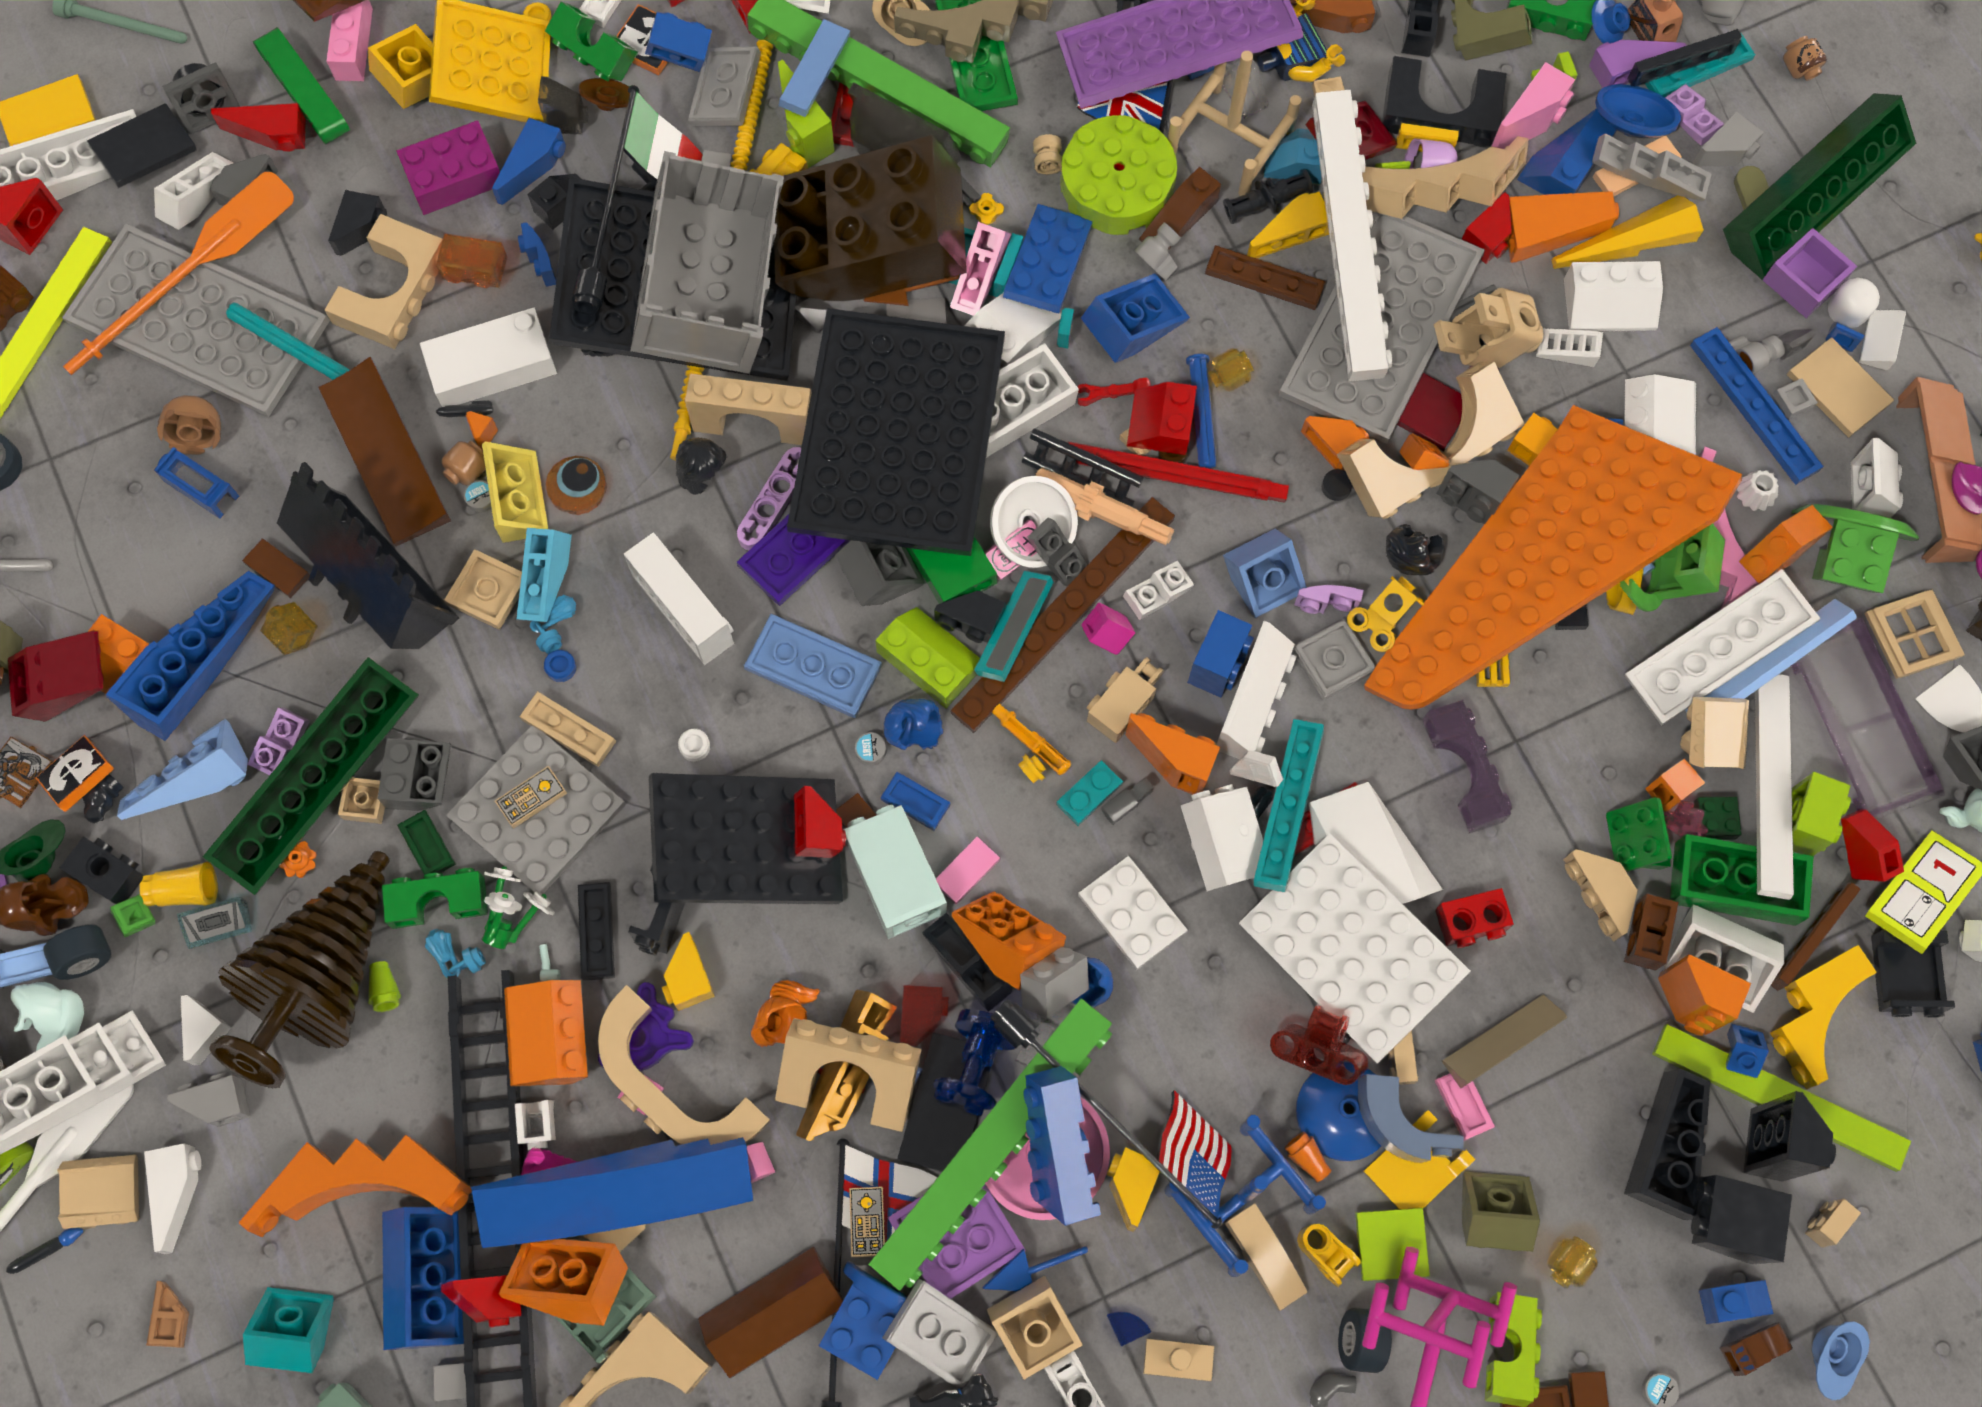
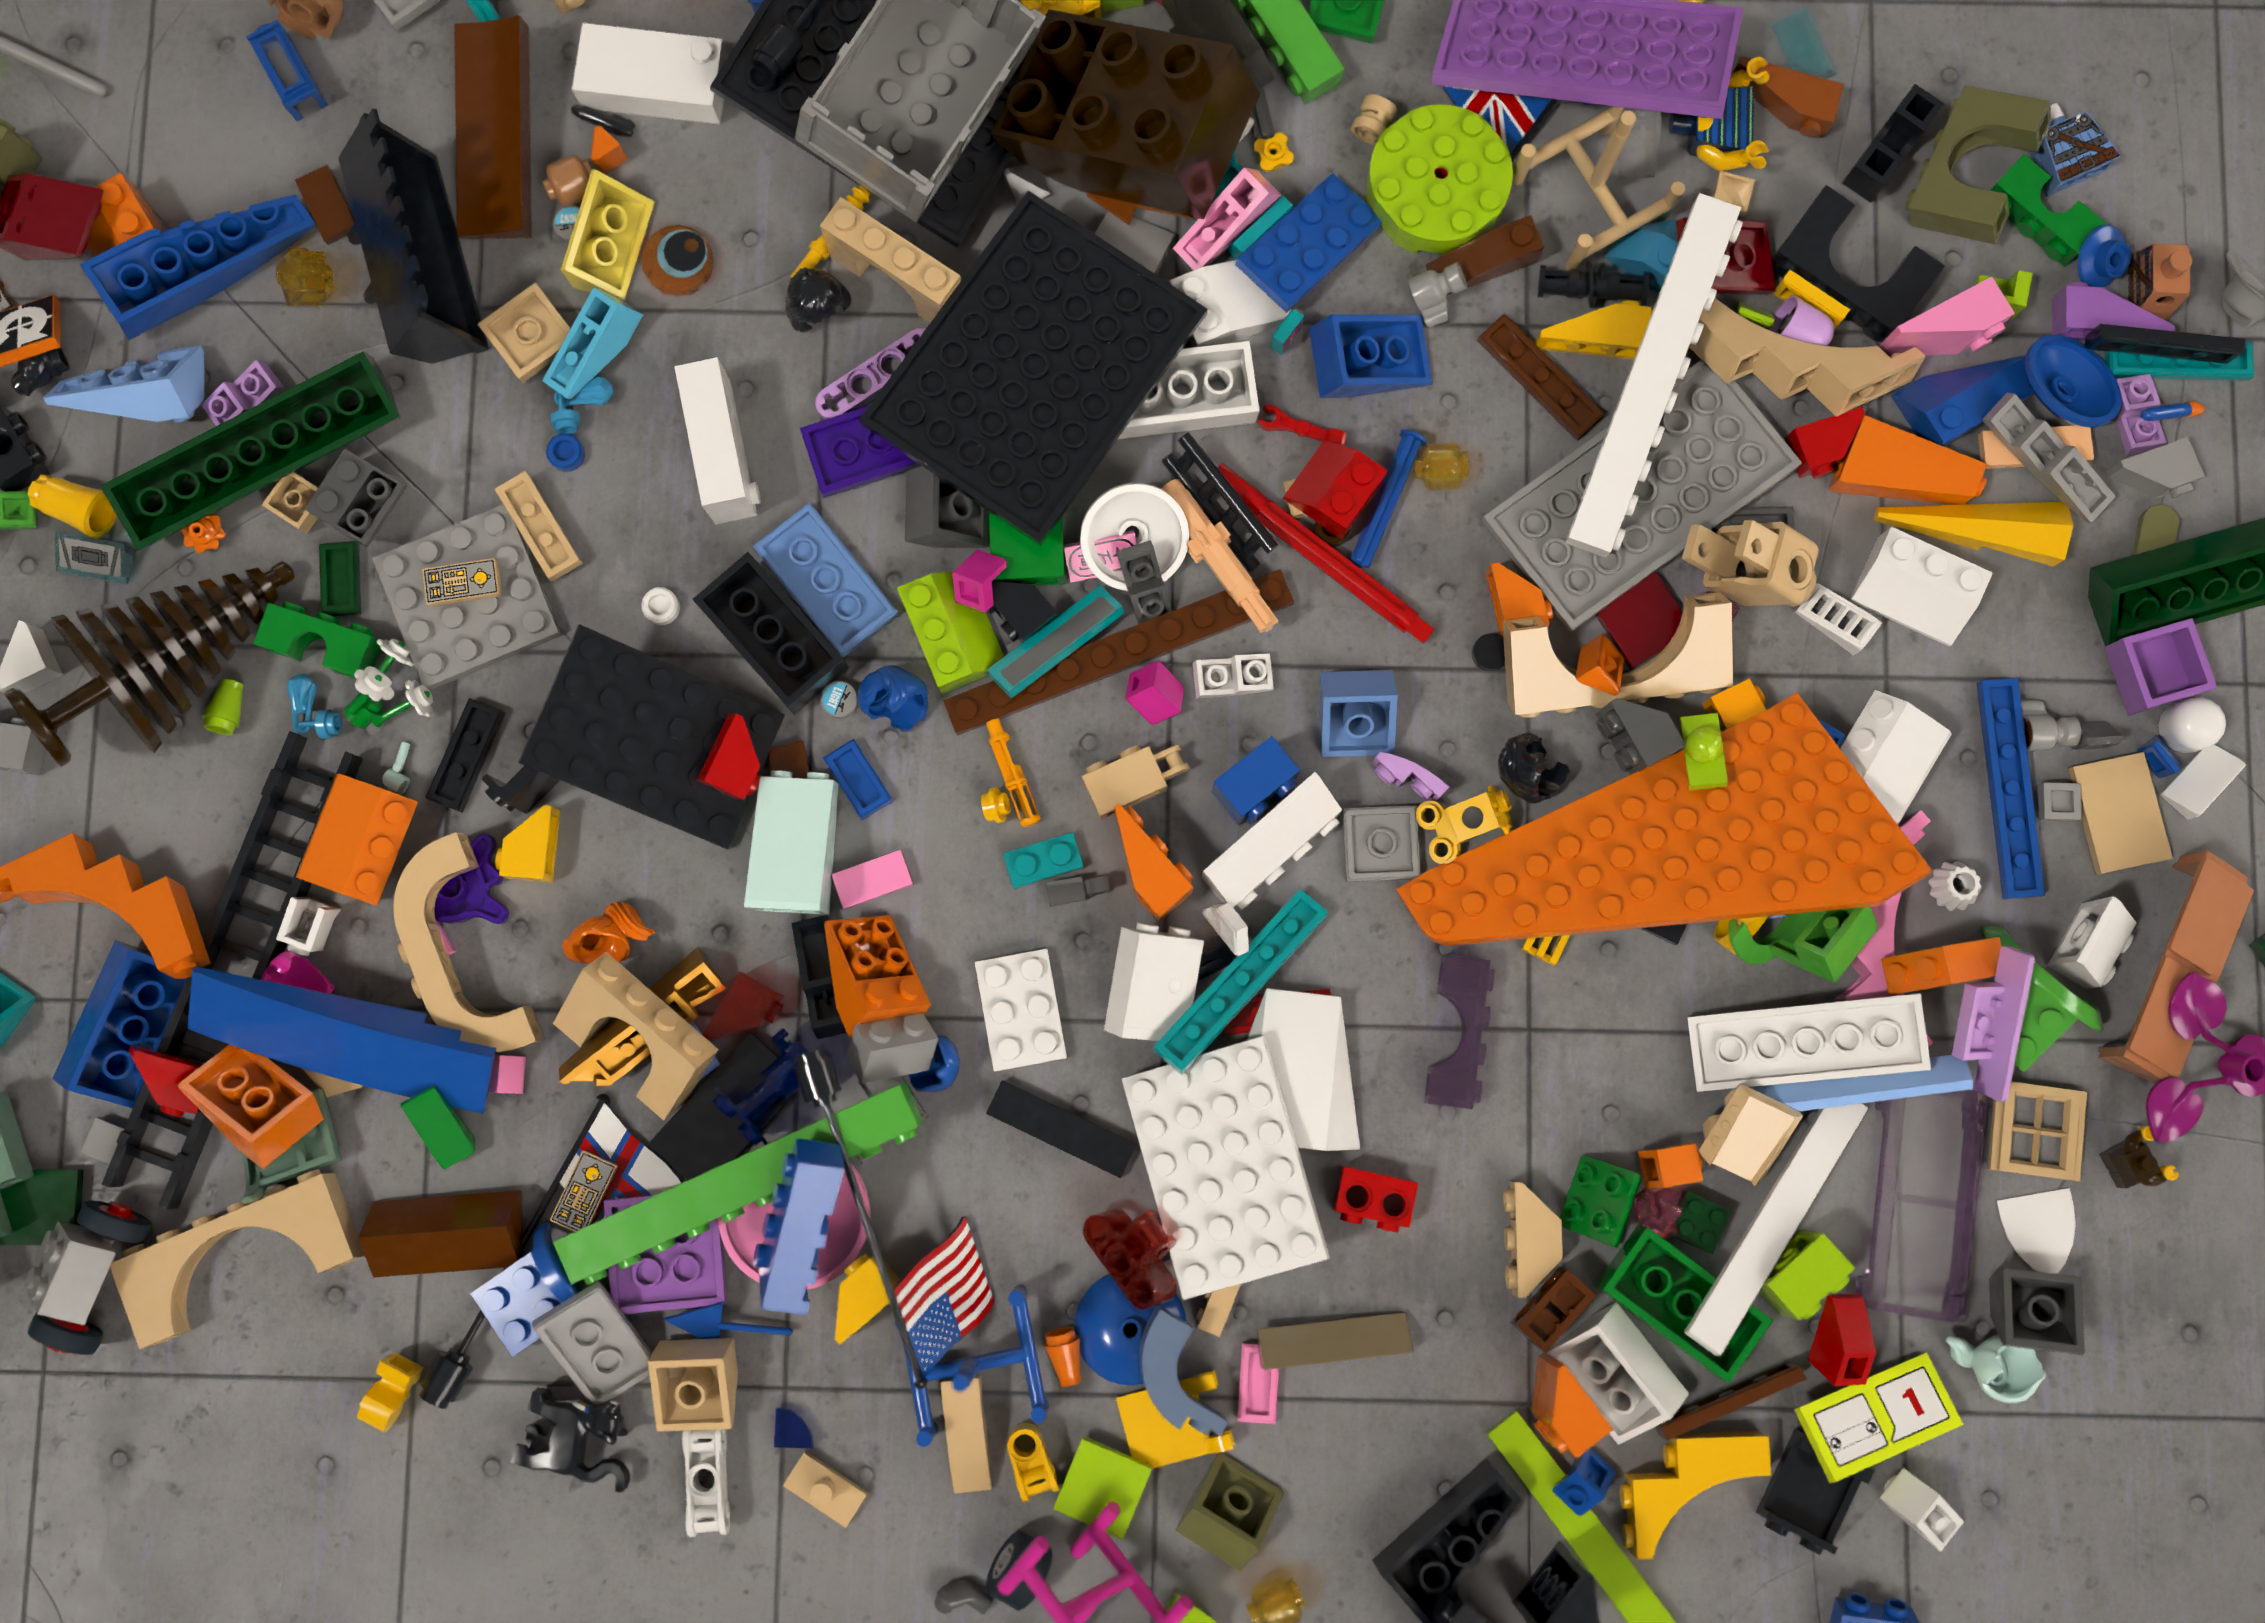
camera: 30 degrees right, 10 degrees up
(724, 1227) = (439, 1127): none -> green slope
(794, 721) = (771, 633): none -> black brick
(933, 606) = (974, 580): none -> dark pink panel
(1211, 986) = (1061, 1129): none -> black tile
(1533, 475) = (1703, 751): none -> lime tile
(1716, 100) = (2170, 411): none -> blue piece
(1844, 564) = (1993, 1021): none -> lavender bracket

